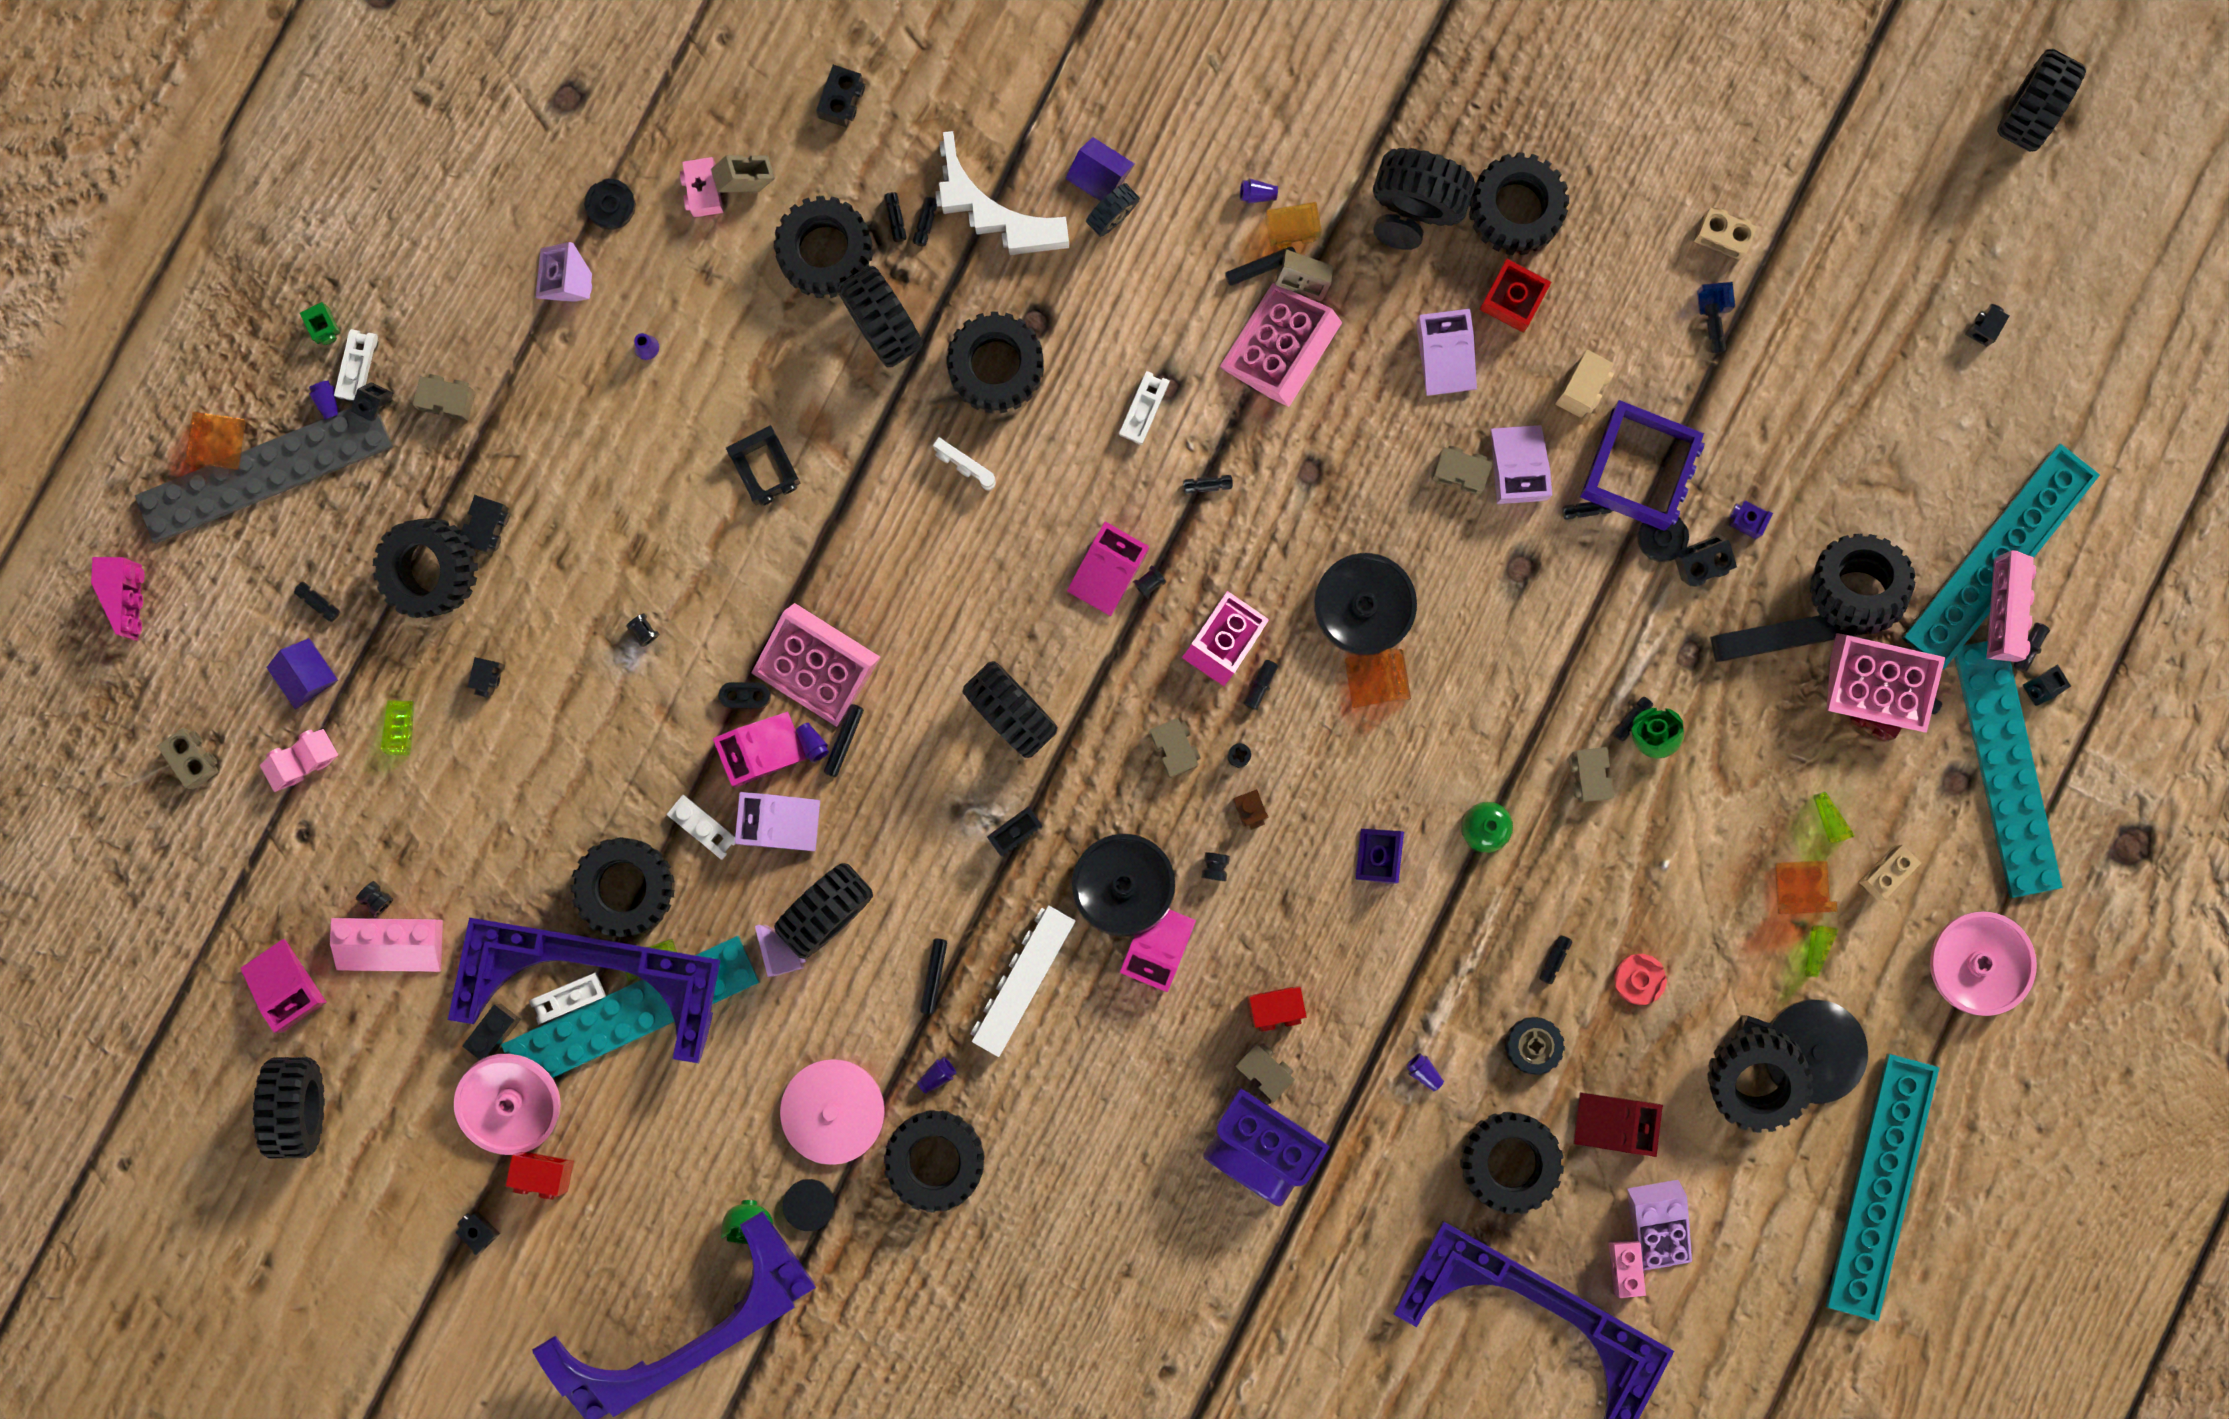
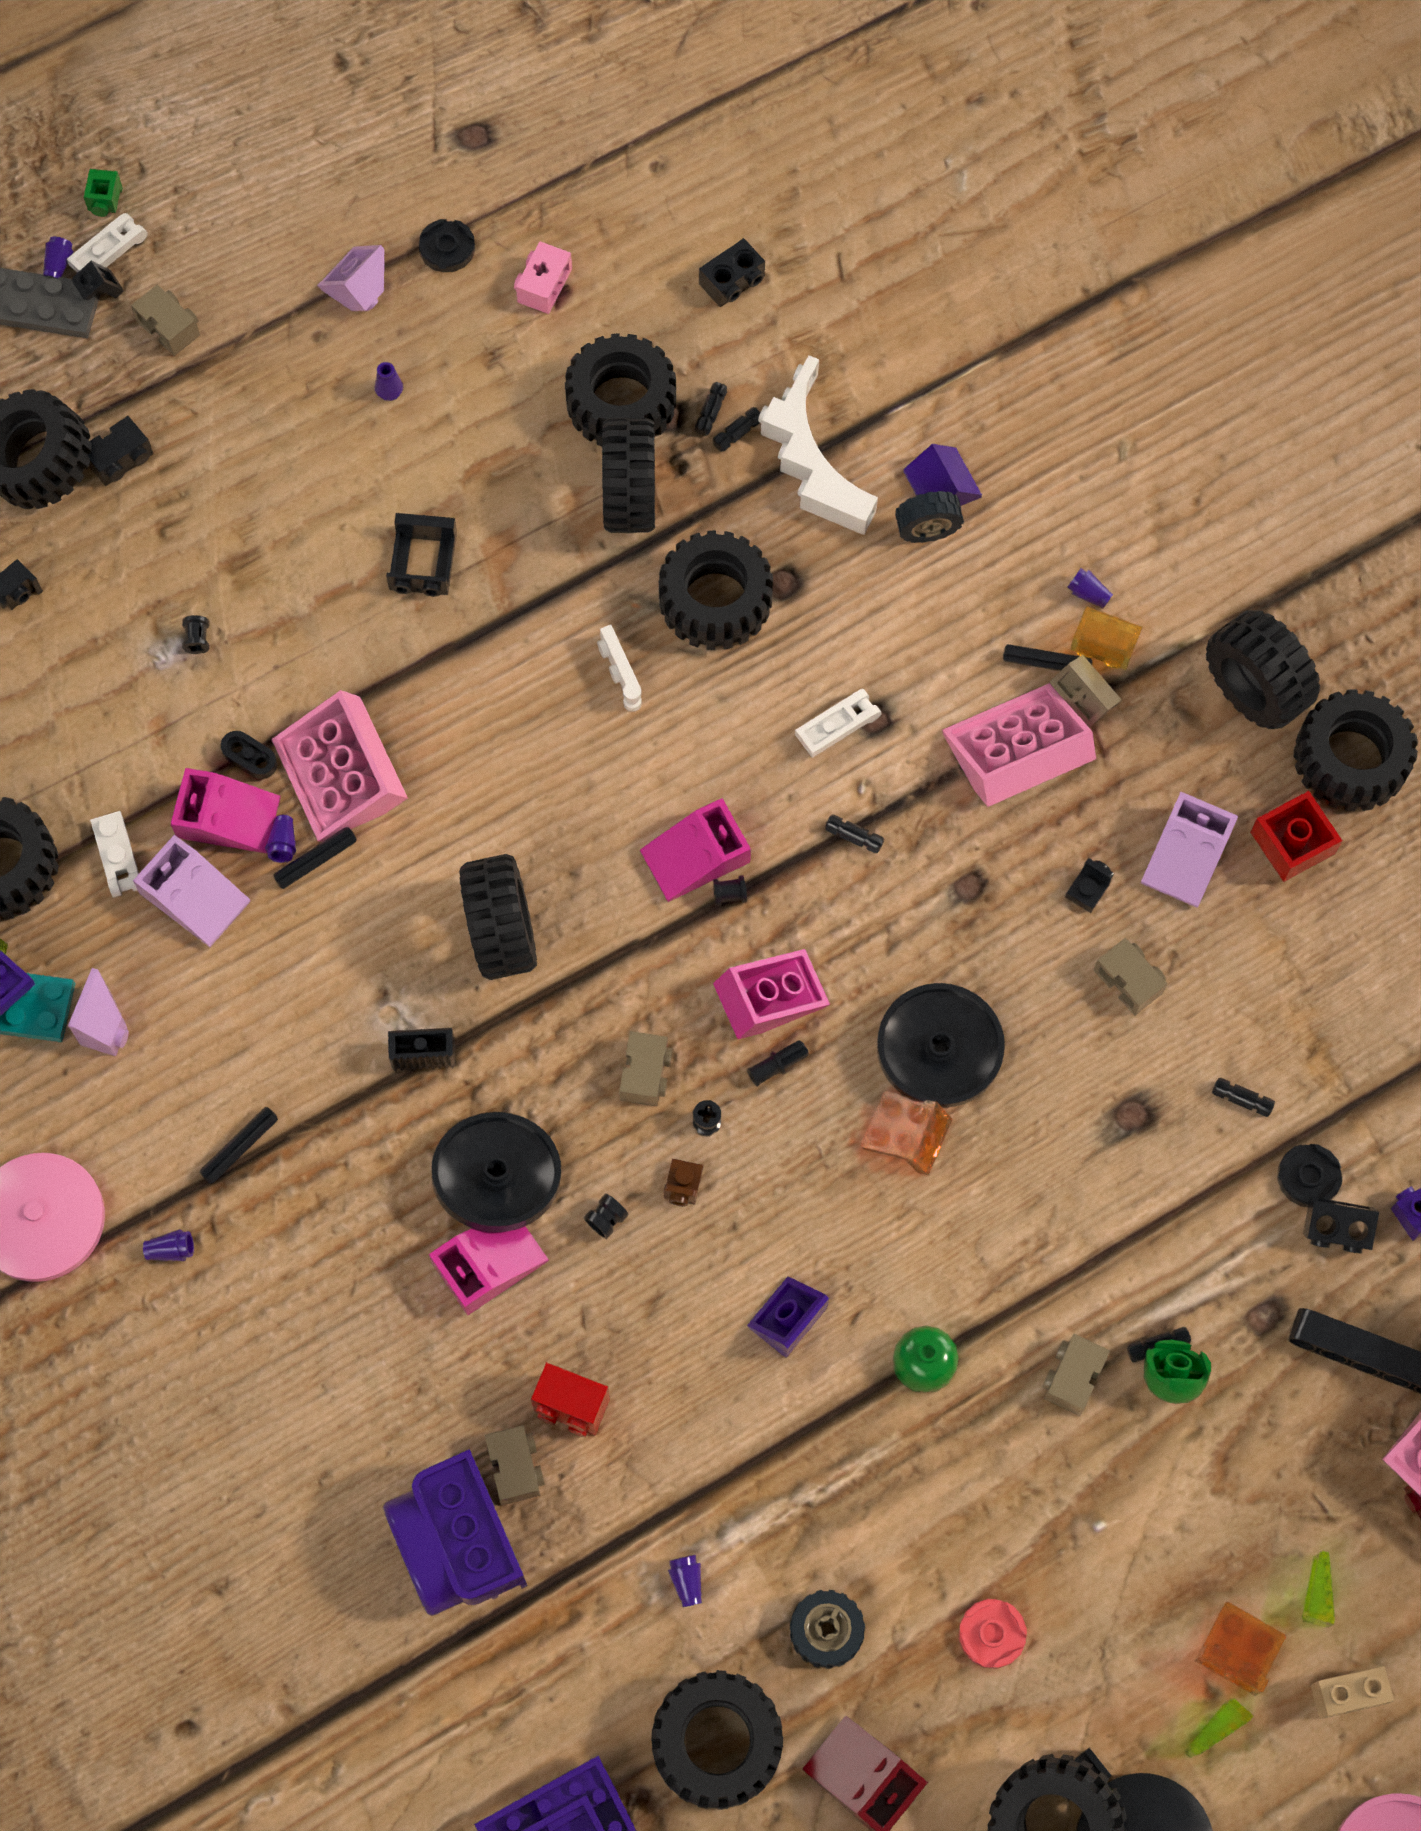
camera: 35 degrees right, 15 degrees down
(742, 174) = (588, 283): dark tan brick -> none
(823, 910) = (170, 996): black tyre -> none
(926, 1196) = (77, 1297): black tyre -> none
(1023, 981) = (325, 1206): white brick -> none
(1393, 419) = (1090, 884): none -> black bracket
(1398, 232) = (1209, 704): black tile -> none
(1520, 465) = (1196, 1008): lavender slope -> none
(1555, 959) = (911, 1550): black axle -> none
(1585, 382) = (1317, 964): tan brick -> none
(1627, 507) = (1288, 1116): dark purple window -> none

